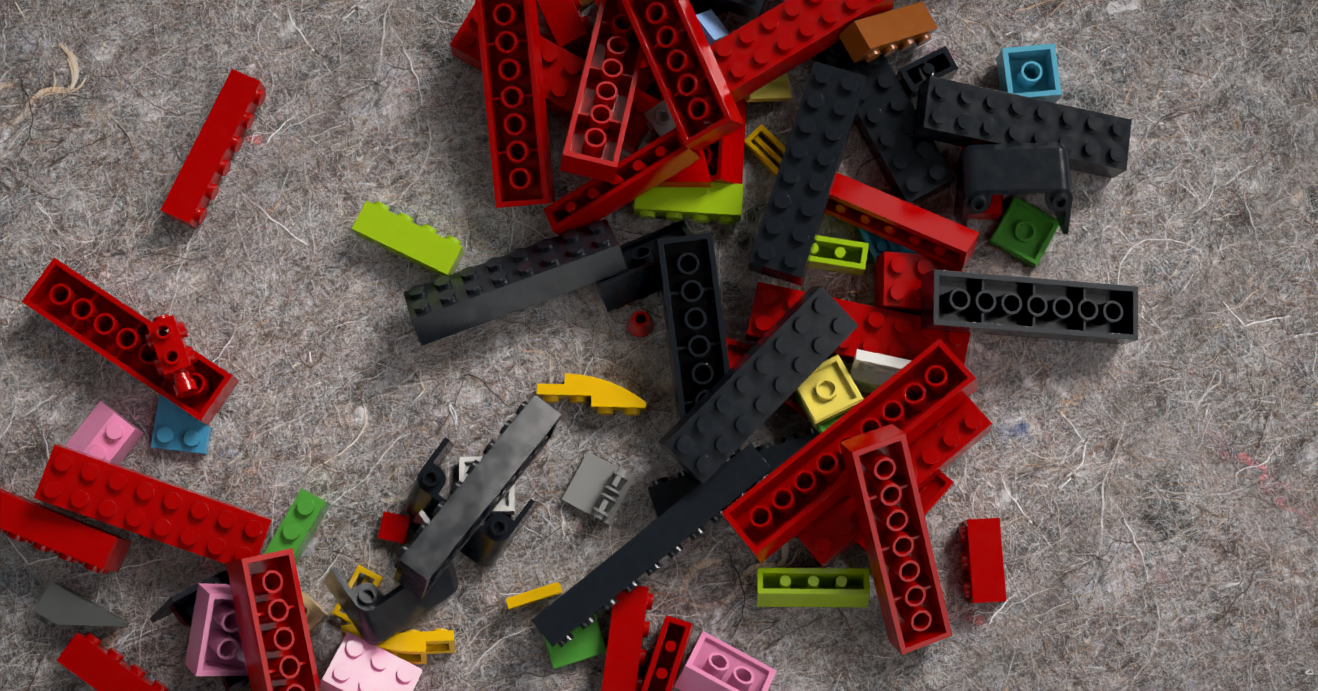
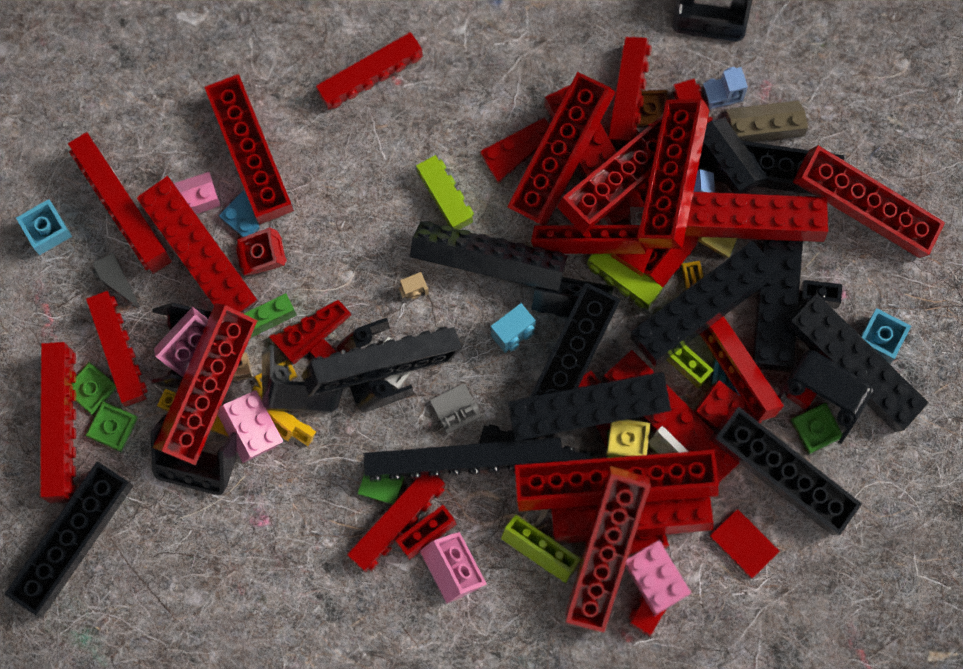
camera: 40 degrees right, 5 degrees down
(173, 344) = (270, 164): red brick -> none
(234, 458) = (260, 252): none -> red slope
(359, 520) = (305, 335): none -> red wing
(448, 377) = (413, 286): none -> tan brick
(452, 137) = (511, 151): none -> red wing
(534, 595) = (374, 443): yellow tile -> none
(602, 348) = (513, 328): none -> medium azure brick
(603, 394) = (495, 356): yellow slope -> none
(640, 330) = (546, 333): red cone -> none
(888, 32) = (812, 254): dark orange brick -> none
(972, 531) = (657, 578): none -> bright pink brick
(1034, 421) = (744, 543): none -> red tile

